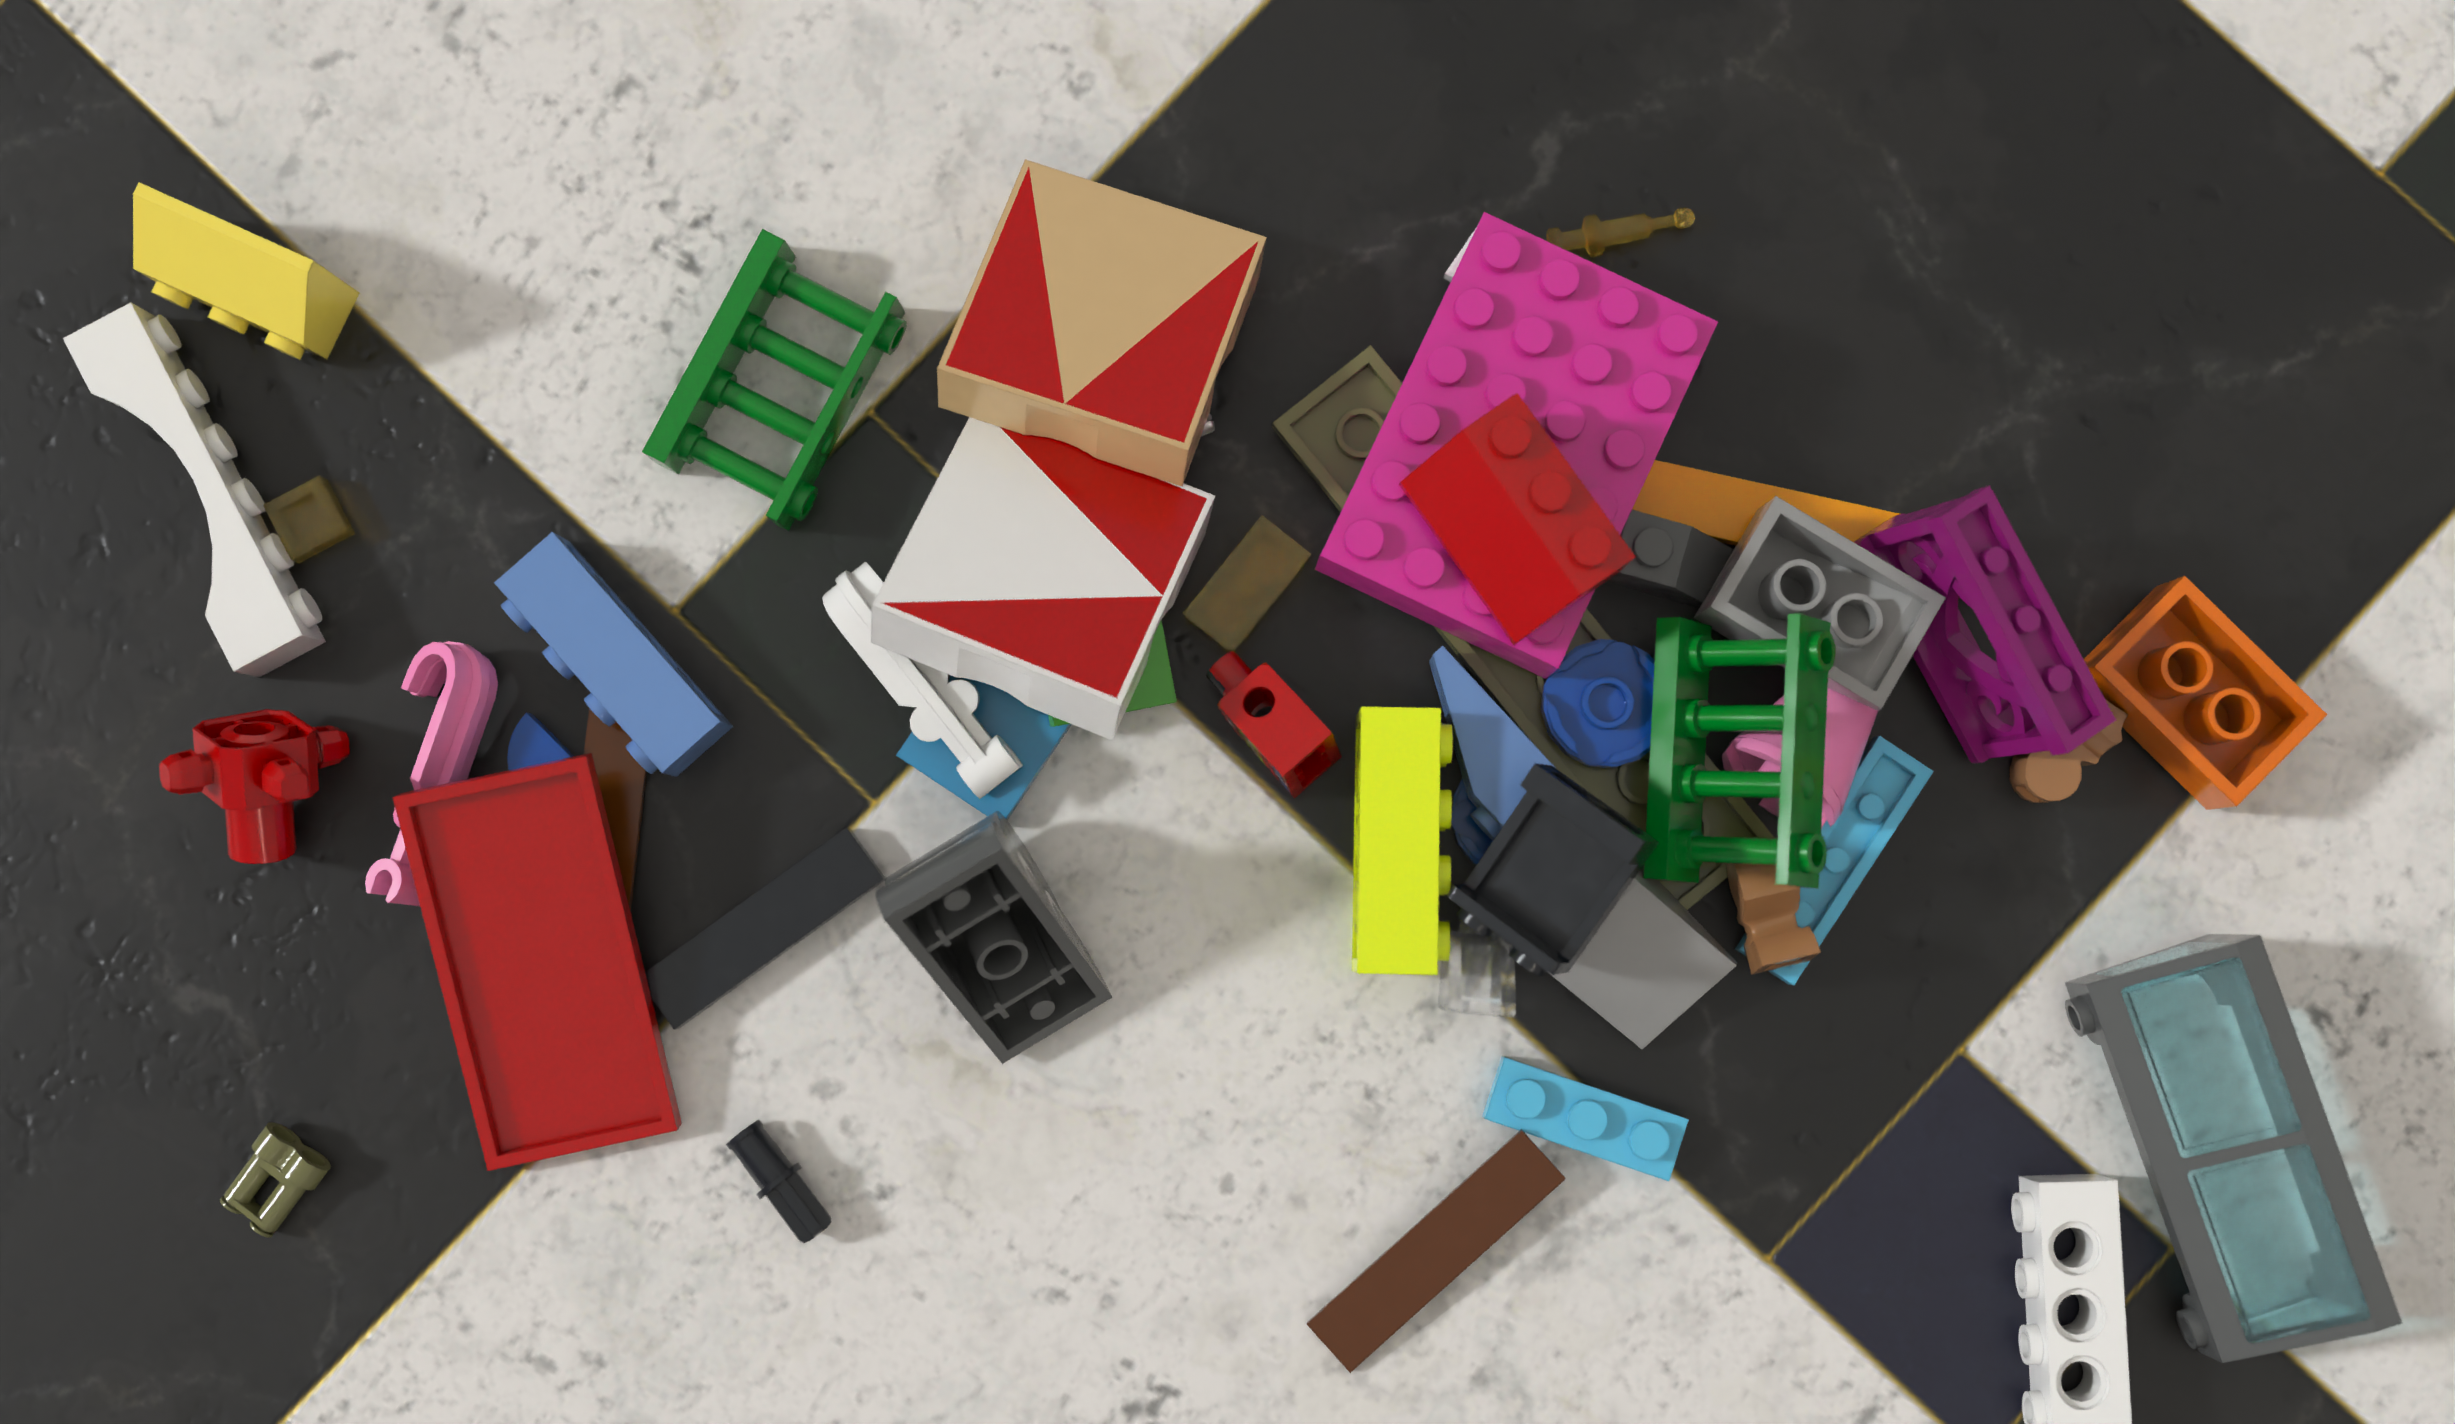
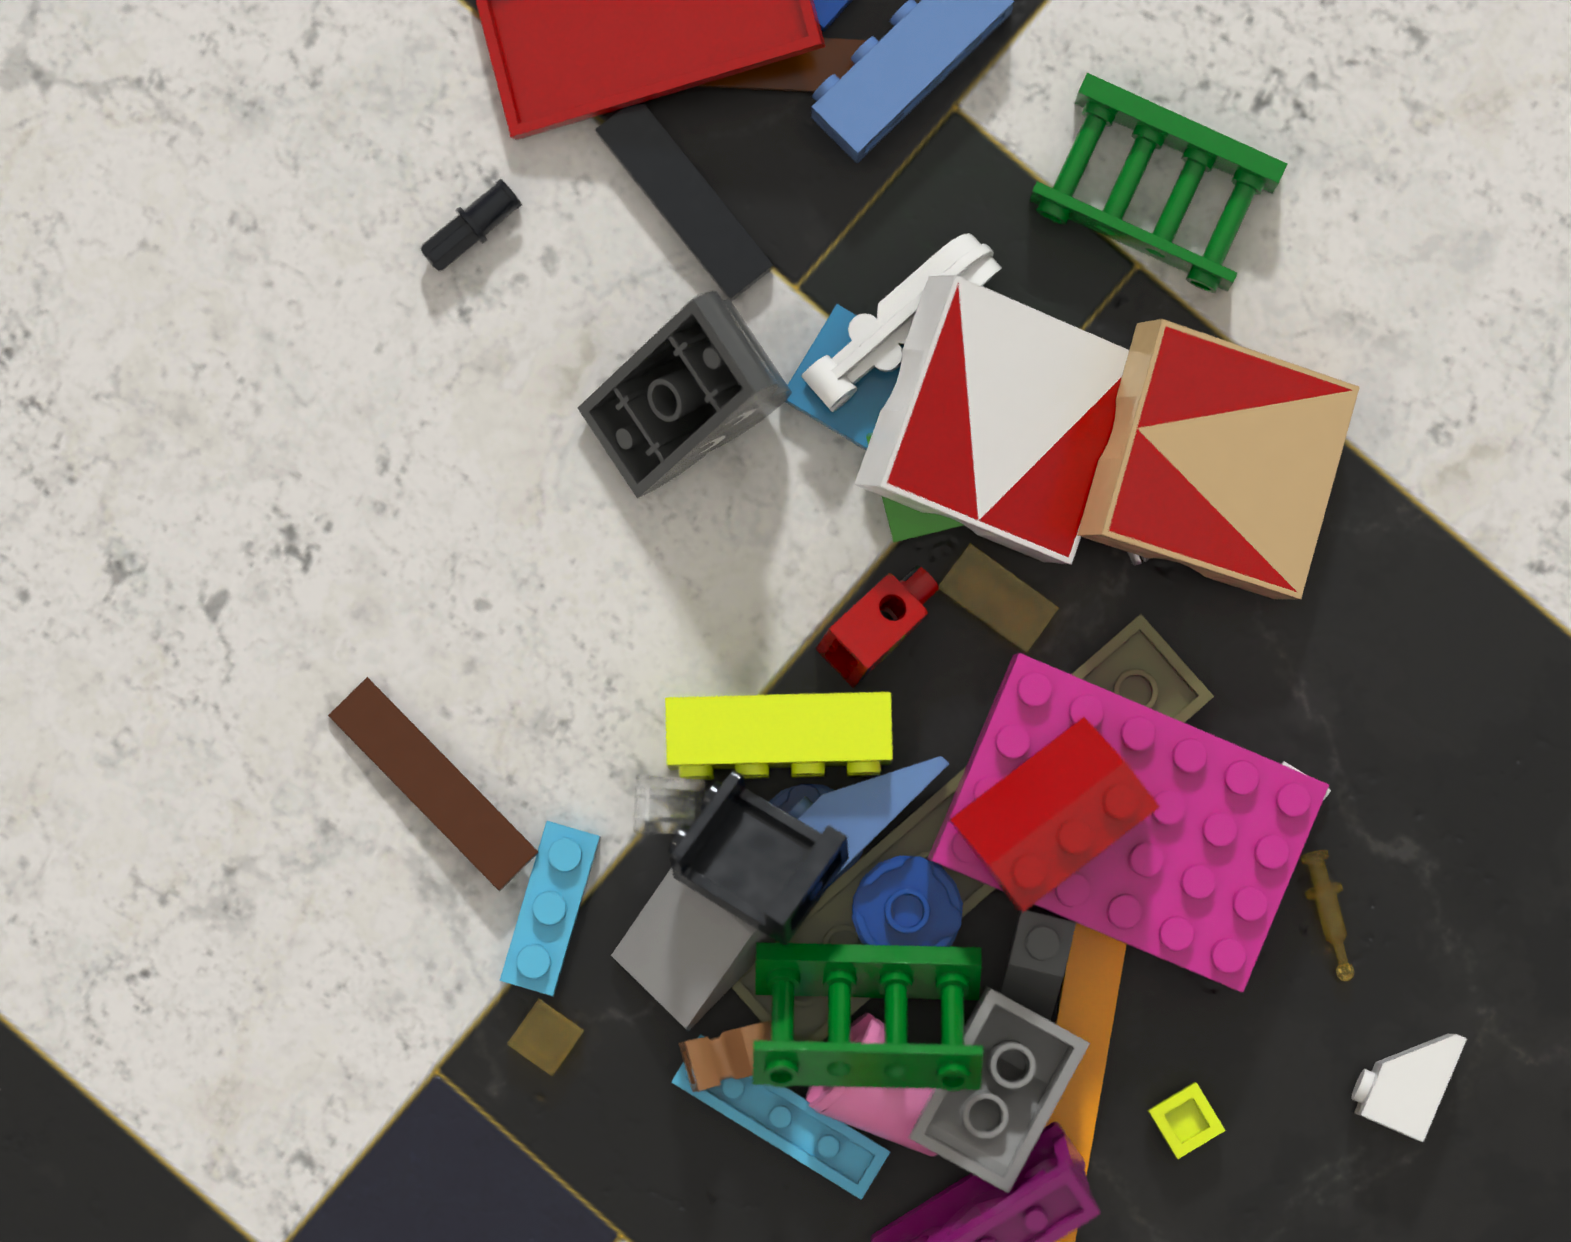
camera: 85 degrees right, 0 degrees up
(1734, 1129) = (545, 1037): none -> clear yellow tile
(1816, 149) = (1408, 1086): none -> white slope
(1848, 400) = (1186, 1120): none -> neon yellow plate

